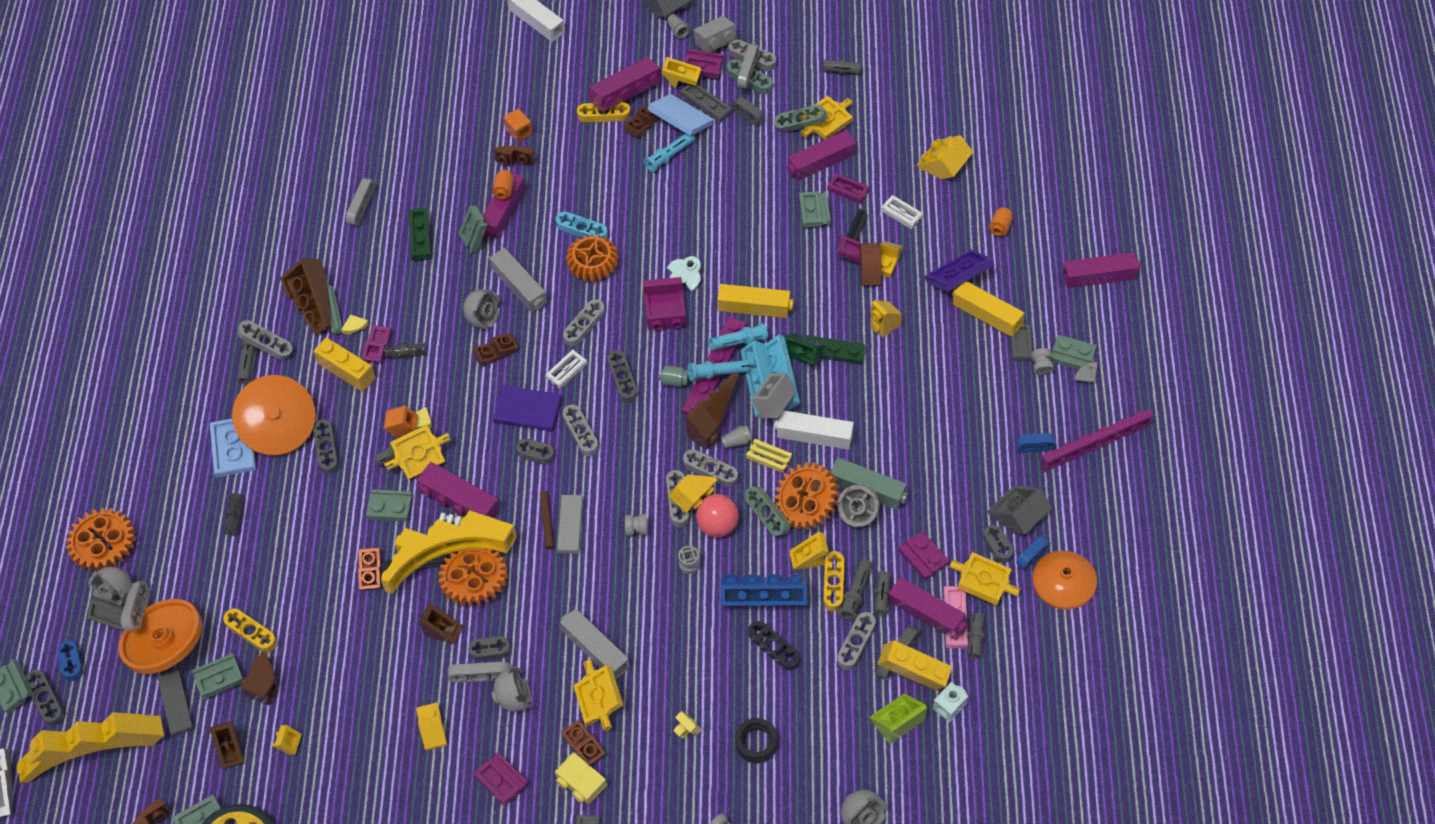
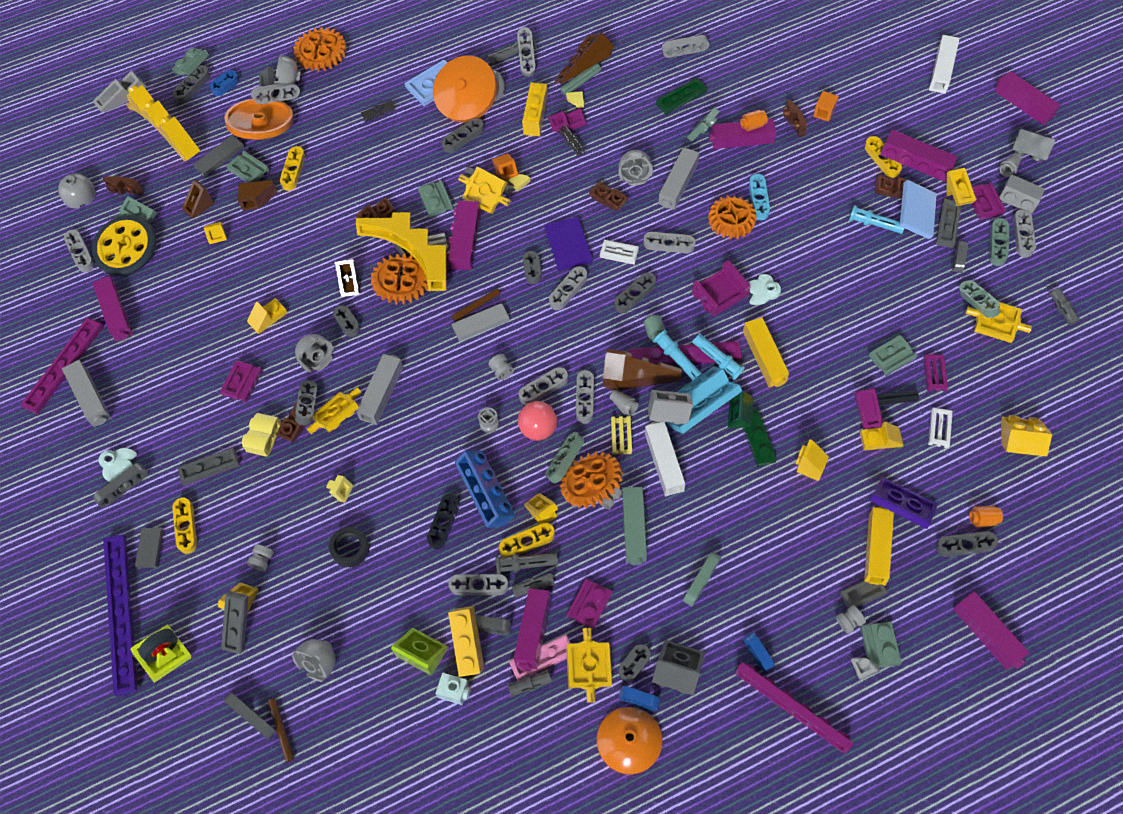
camera: 65 degrees right, 5 degrees up
(476, 671) = (321, 322): light grey beam -> none
(584, 723) = (309, 408): none -> dark grey beam
(691, 490) = (549, 390): yellow slope -> none
(748, 66) = (1004, 232): light grey beam -> none
(821, 155) = (953, 334): magenta brick -> none
(858, 505) = (604, 525): light grey cylinder -> none
(870, 264) = (860, 424): copper slope -> none
(948, 454) = (702, 579): none -> sand green beam
(1015, 241) = (974, 538): none -> dark grey beam

